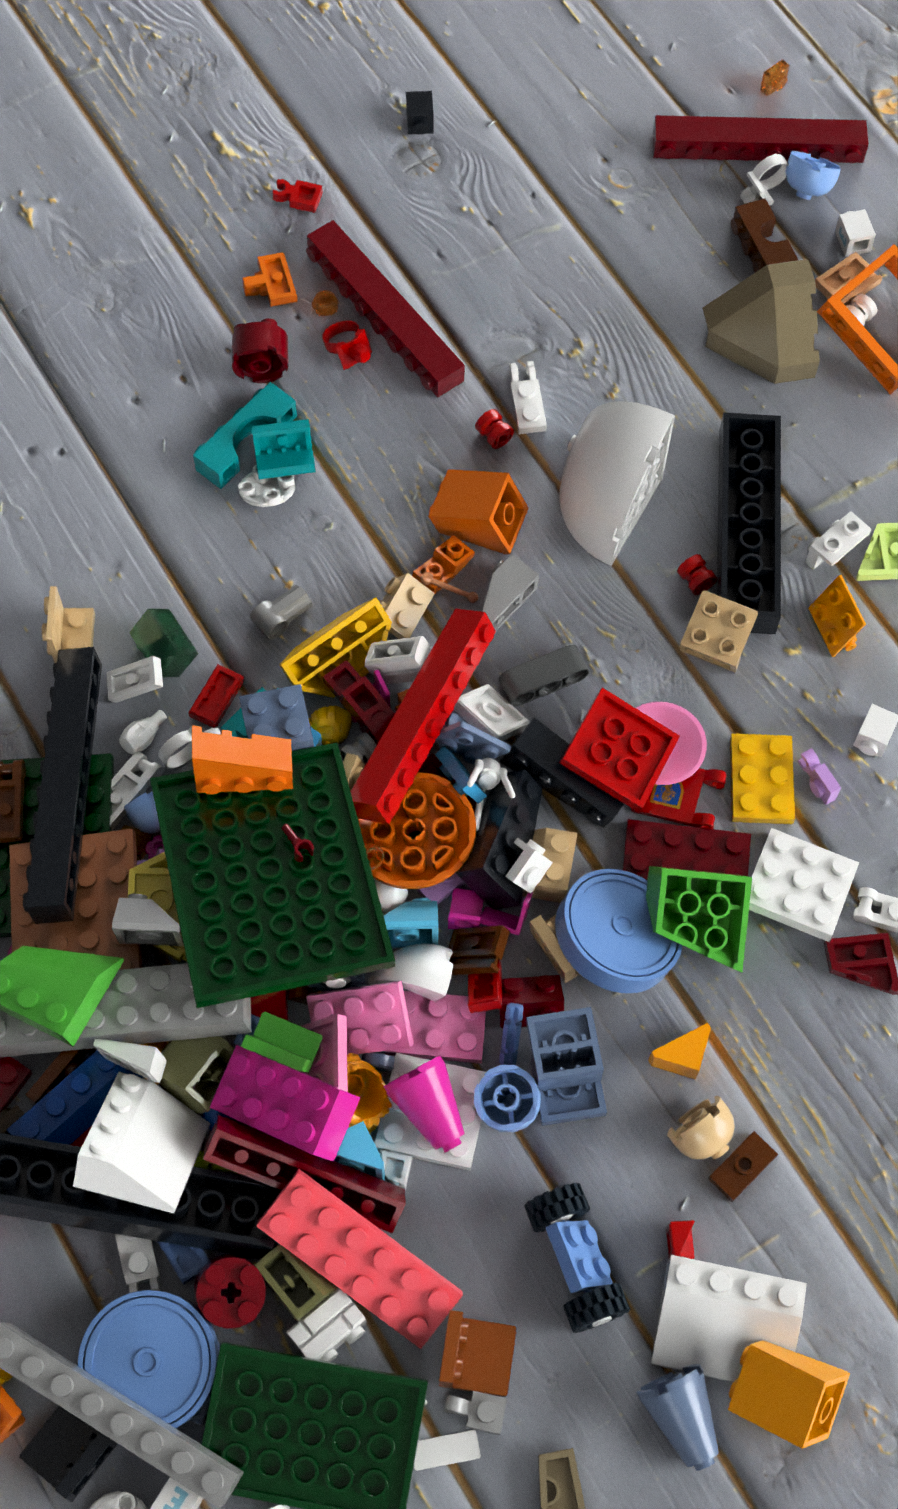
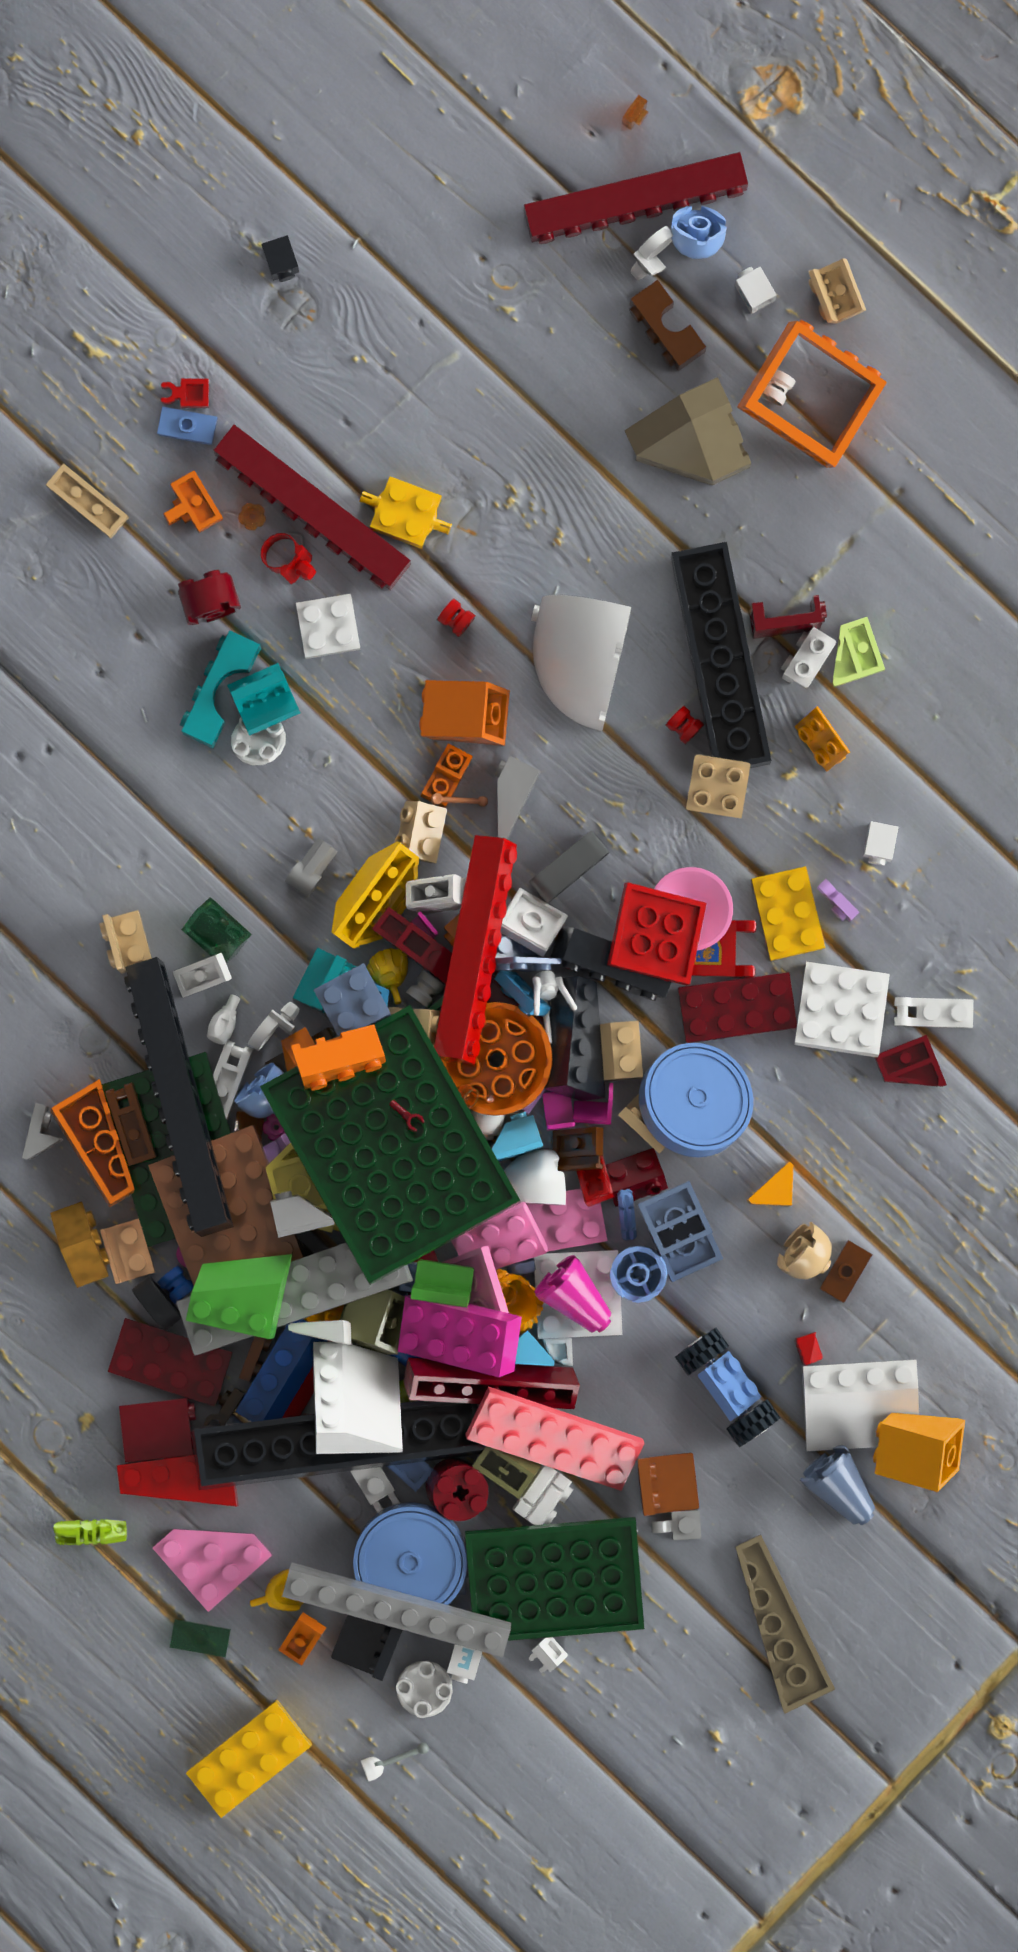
camera: 15 degrees left, 20 degrees up
(175, 256) = (87, 501): none -> tan plate
(216, 696) = (279, 967): red plate -> none
(289, 221) = (187, 425): none -> medium blue plate
(367, 410) = (328, 626): none -> white plate
(447, 1450) = (662, 1560): white sticker -> none
(473, 334) = (405, 512): none -> yellow plate
(527, 400) = (478, 573): white hinge -> none
(529, 866) = (607, 1065): white bracket -> none
(701, 911) = (761, 1063): bright green wedge -> none
(822, 503) = (789, 624): none -> dark red panel
(842, 273) = (755, 347): light nougat plate -> none

